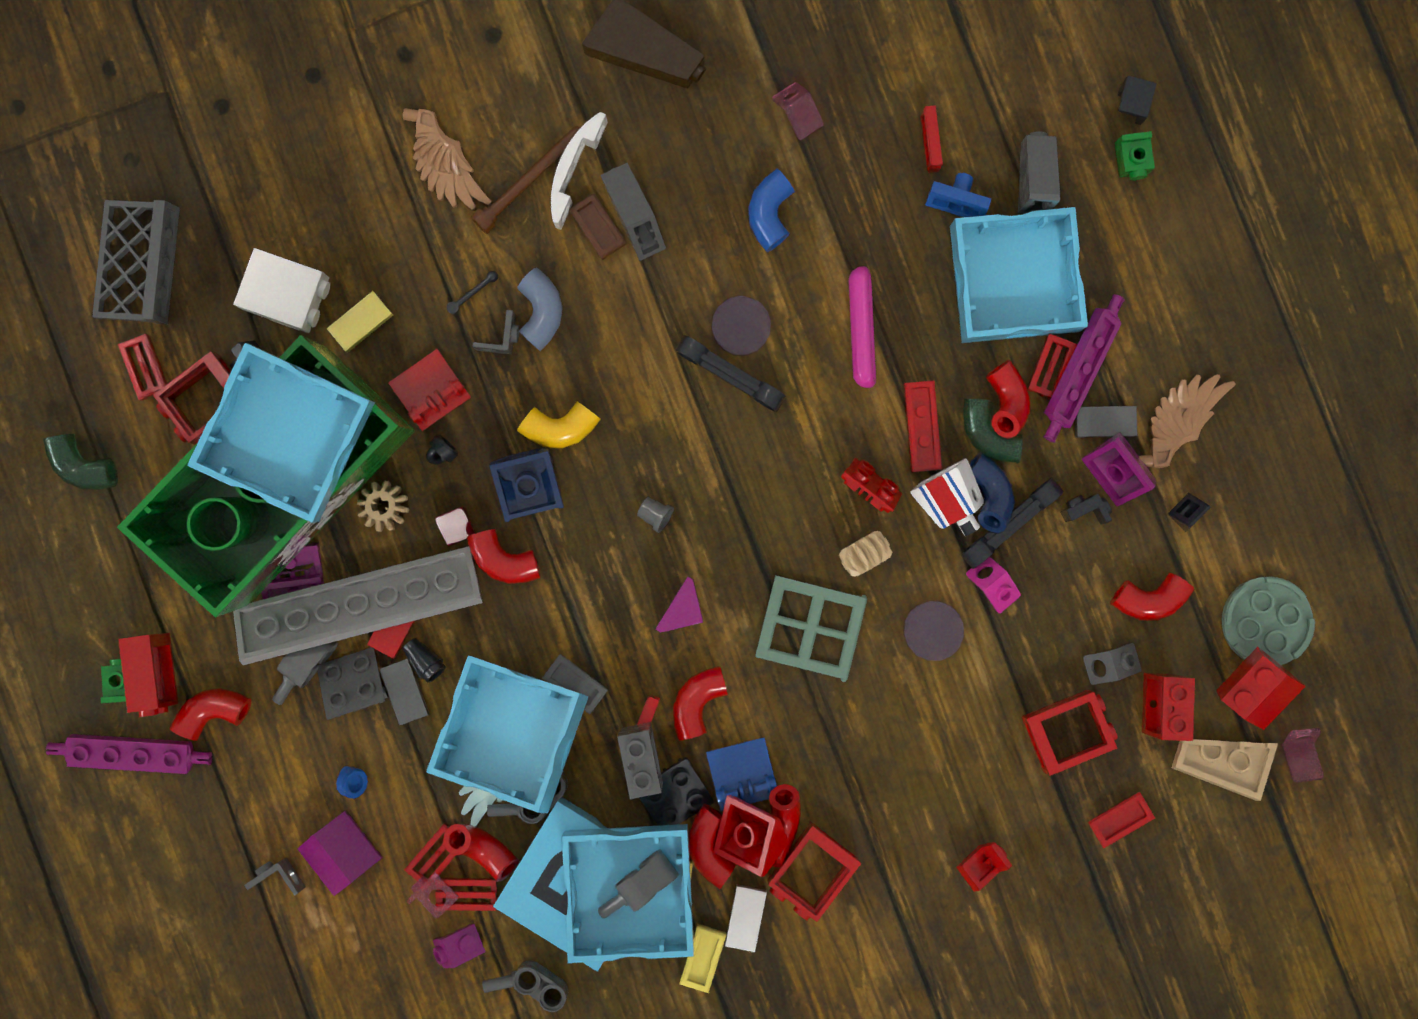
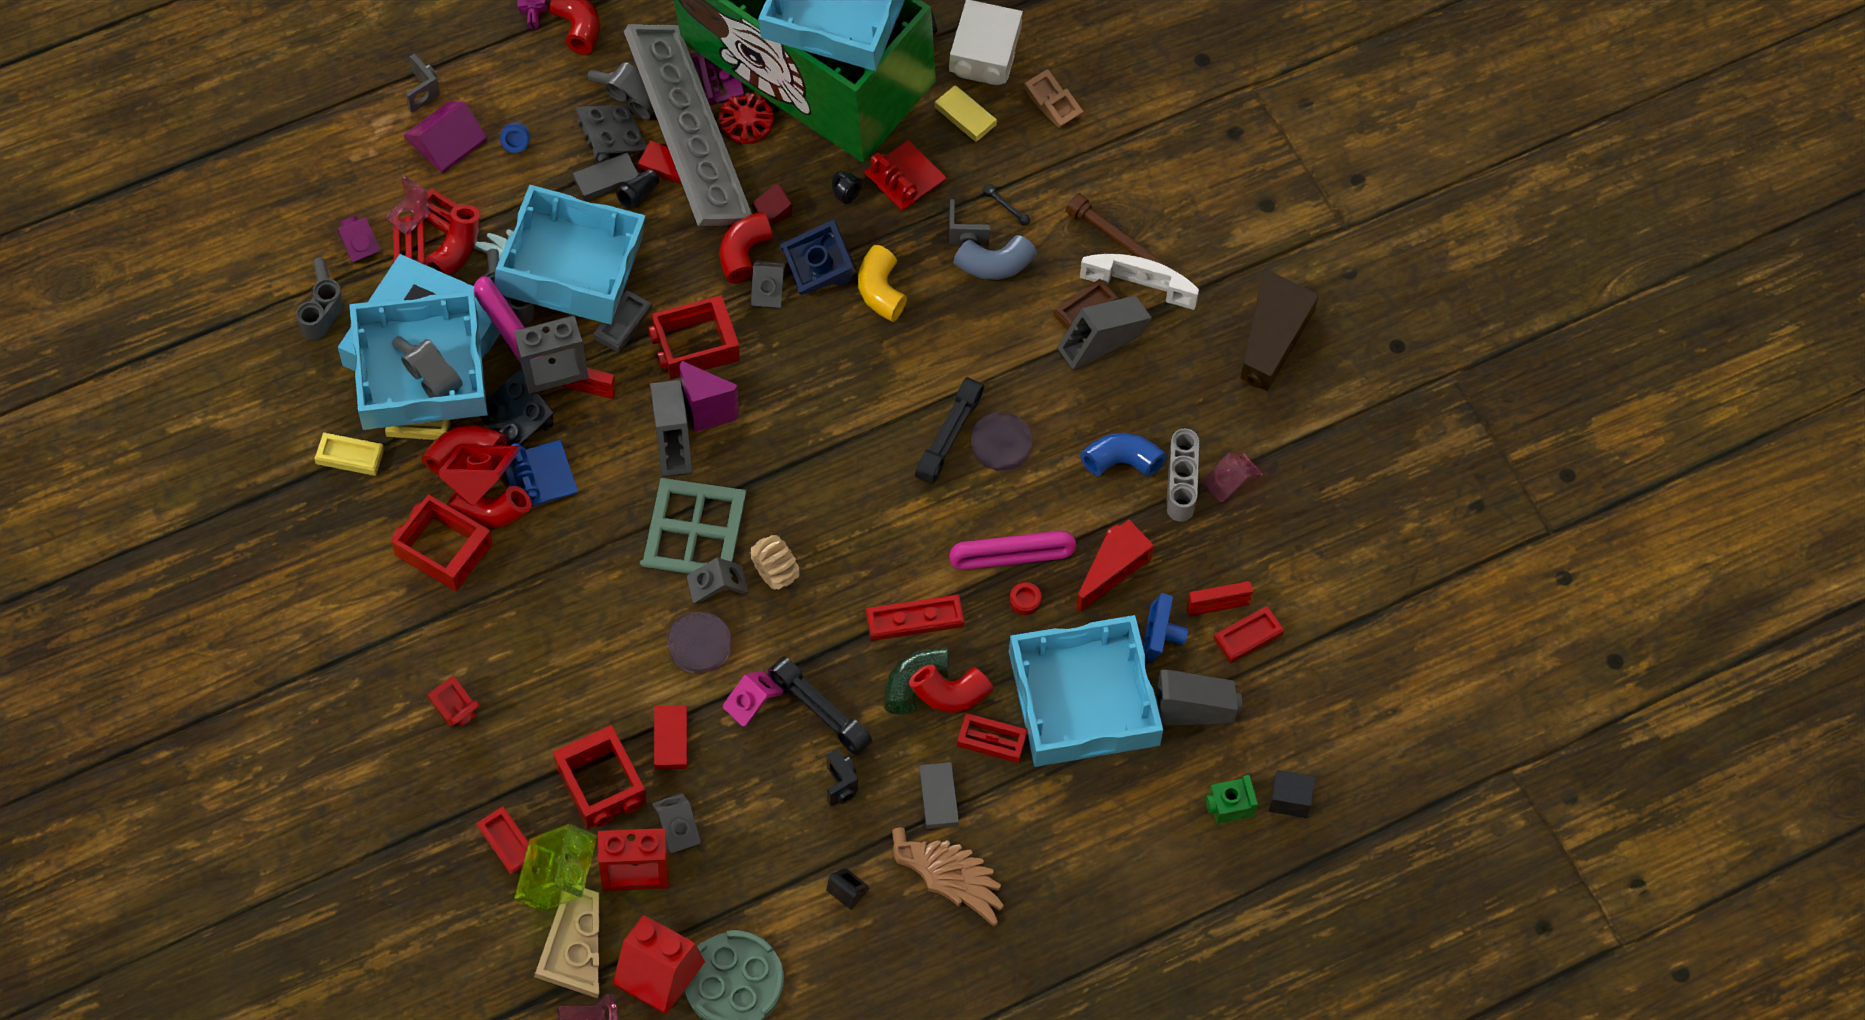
camera: 80 degrees right, 25 degrees down
(346, 545) = (746, 118): none -> red wheel
(350, 232) = (1051, 99): none -> medium nougat slope
(385, 494) = (786, 142): tan gear -> none
(442, 161) = (1133, 170): medium nougat animal -> none
(544, 537) = (767, 283): none -> dark grey bracket
(585, 800) = (498, 311): none -> dark pink piece
(601, 650) = (690, 315): none -> red window
(655, 513) = (799, 375): dark grey piece -> none
(692, 699) = (614, 420): red cylinder -> none
(704, 644) = (671, 428): none -> dark grey slope
(745, 918) = (391, 488): white tile -> none
(811, 149) = (1182, 487): none -> light grey beam
(873, 612) = (714, 578): none -> dark grey bracket
(882, 230) = (1119, 556): none -> red slope
(883, 491) = (846, 563): red hinge -> none
(911, 321) = (1025, 598): none -> red tile
(951, 497) = (841, 638): torso -> none
(964, 118) = (1248, 634): none -> red tile
(996, 491) = (853, 685): dark blue cylinder -> none
(1028, 663) = (670, 737): none -> red tile
(1083, 367) = (993, 761): magenta plate -> none
(1119, 470) = (891, 808): magenta slope -> none
(1152, 604) = (743, 850): red cylinder -> none
(1177, 796) = (556, 879): none -> clear neon green window

